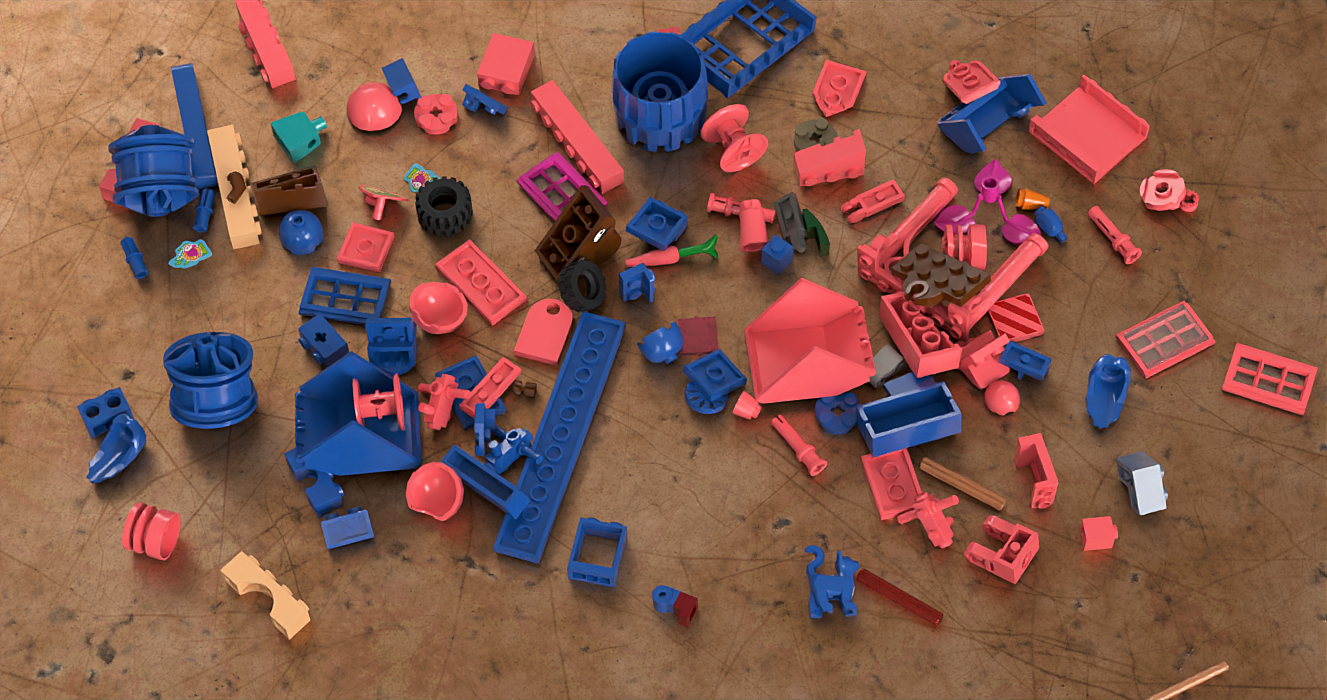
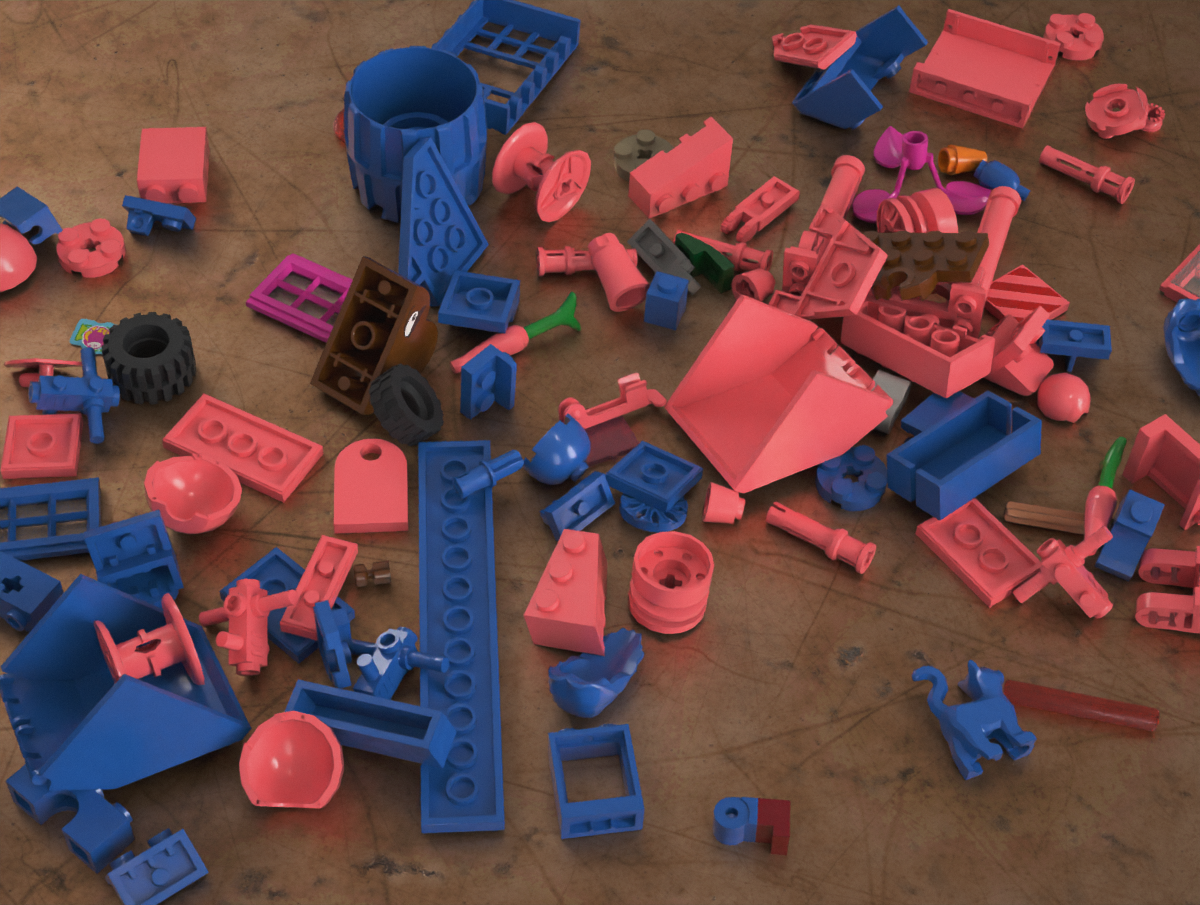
camera: 25 degrees left, 10 degrees down
(400, 222) = (85, 394): none -> blue piece
(577, 137) = (307, 222): coral brick -> none
(612, 345) = (487, 473): none -> blue axle
(625, 491) = (591, 681): none -> blue hair
(630, 437) = (571, 596): none -> coral wedge
(647, 164) = (435, 223): none -> blue wing
(660, 382) = (579, 506): none -> blue hinge
(689, 448) = (670, 582): none -> coral wheel
(724, 318) = (632, 397): none -> coral piece
(837, 87) = (643, 95): coral tile -> none
(839, 260) = (754, 284): none -> coral hat
(840, 233) = (740, 254): none -> coral pin
(887, 273) = (841, 275): none -> coral wing
(980, 474) = (1102, 499): none -> coral piece
(983, 502) = (1131, 532): none -> blue arch
(1173, 106) = (1083, 27): none -> coral plate

